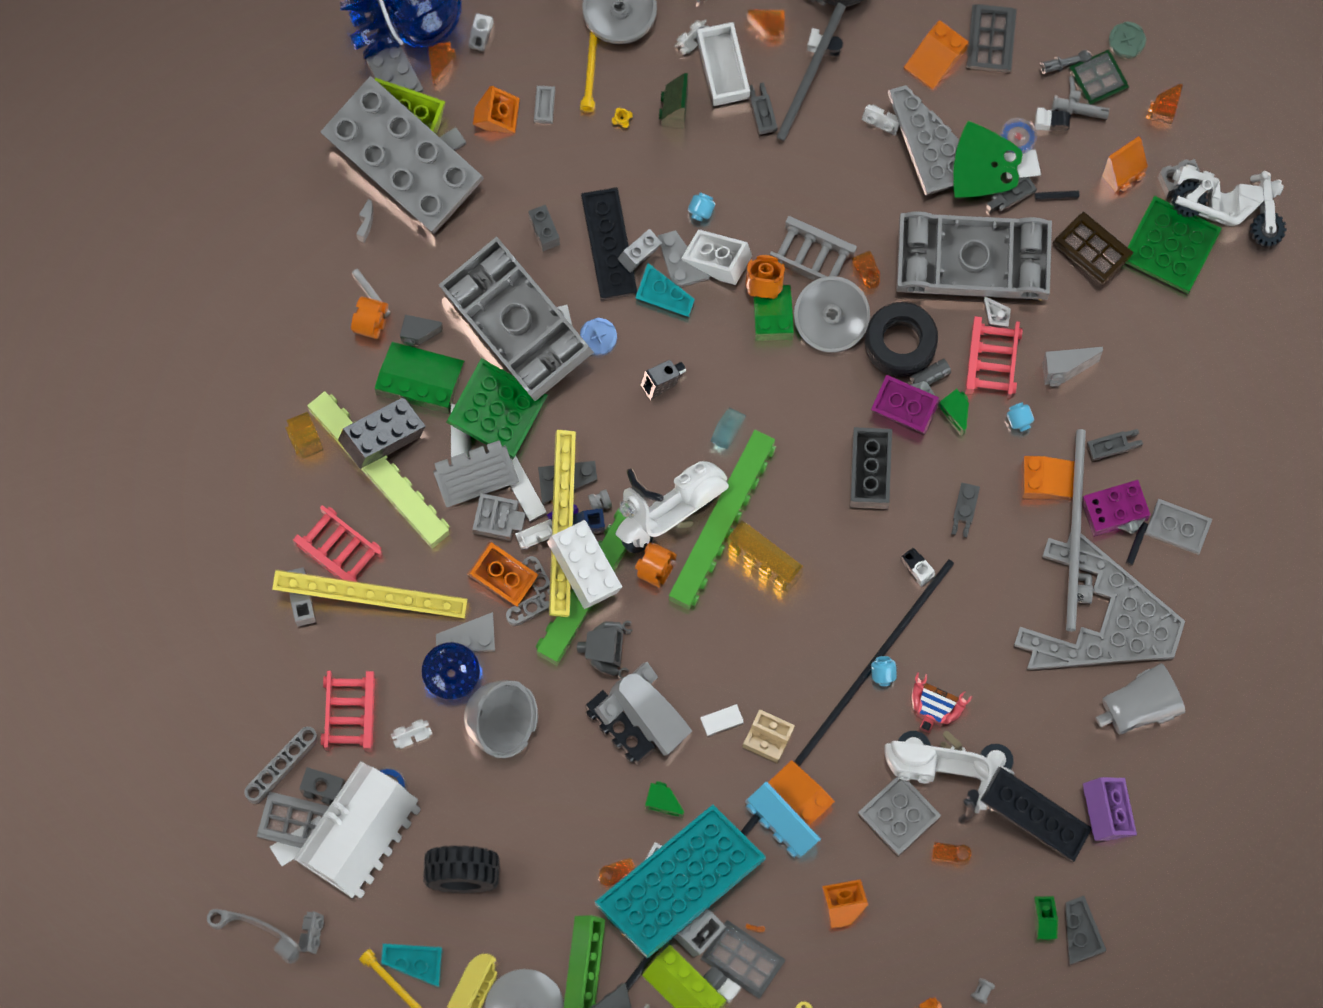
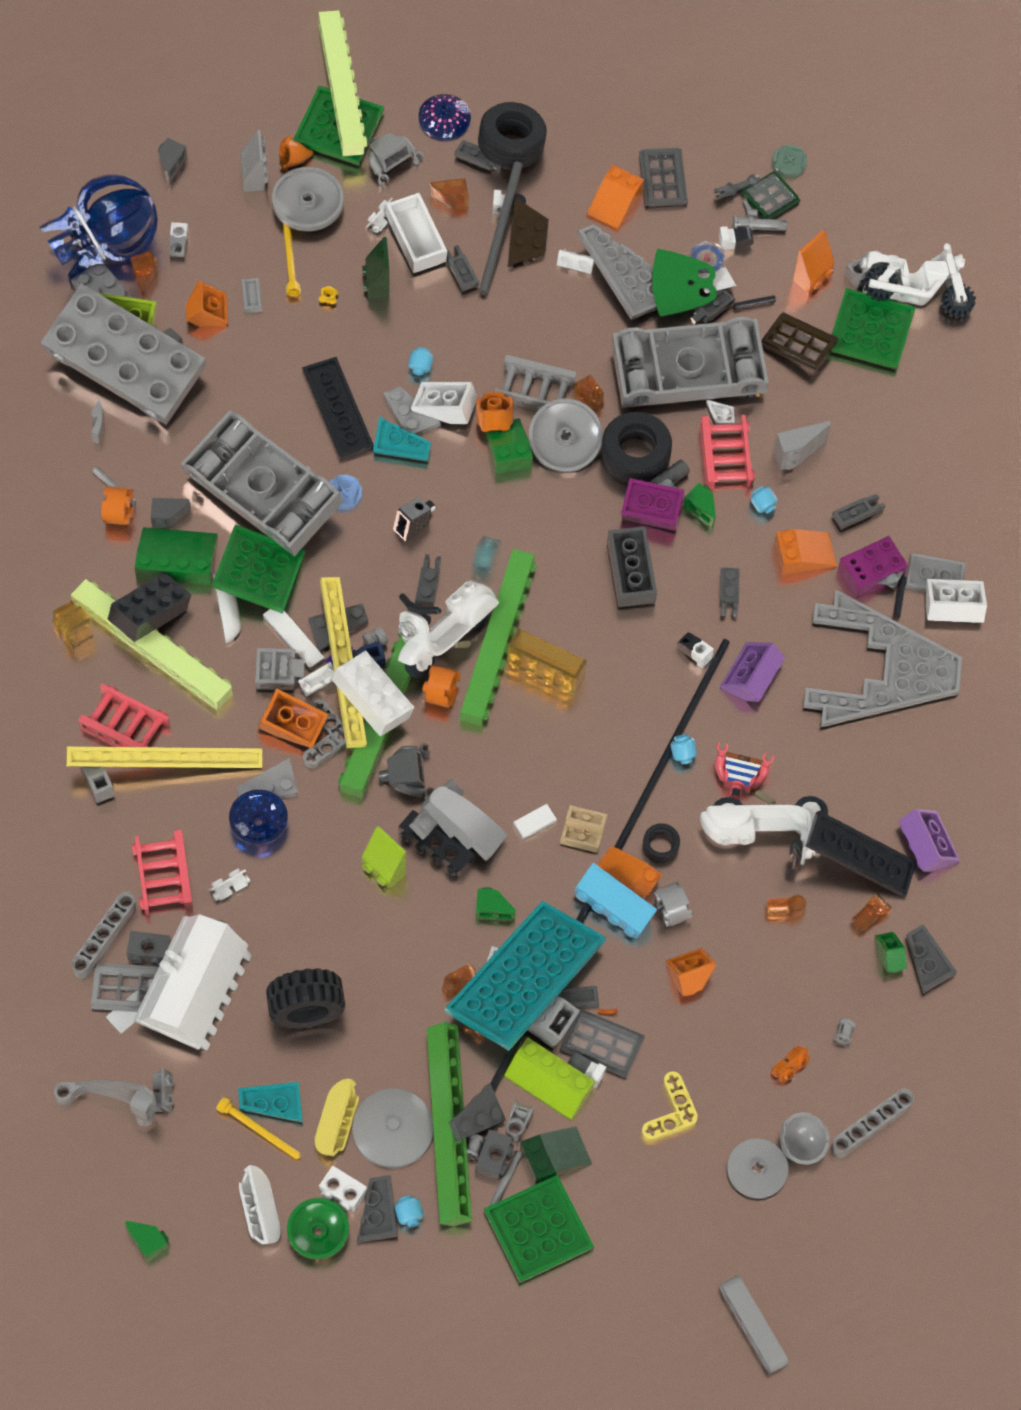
camera: 15 degrees left, 10 degrees down
(475, 475) = (245, 634): light grey hinge -> none
(501, 717) = (317, 848): light grey piece -> none
(544, 227) = (272, 401): dark grey brick -> none
(564, 738) = (384, 859): none -> lime slope
(639, 250) = (369, 407): light grey brick -> none
(664, 448) = (428, 582): none -> dark grey hinge
(730, 909) = (581, 997): none -> dark grey tile
(837, 82) = (527, 234): none -> dark brown wing
(840, 832) = (673, 904): none -> light grey brick
(842, 750) = (664, 829): none -> black tyre
(899, 814) = (727, 880): light grey plate -> none
(970, 599) = (753, 671): none -> medium lavender slope
(1039, 871) = (874, 909): none -> clear orange piece
(1075, 530) = (840, 592): light grey piece -> none
(1085, 591) = (856, 648): light grey piece -> none
(1143, 701) = (944, 732): light grey torso -> none
(1165, 105) = (838, 209): clear orange slope -> none
(1191, 559) = (955, 600): none -> white slope

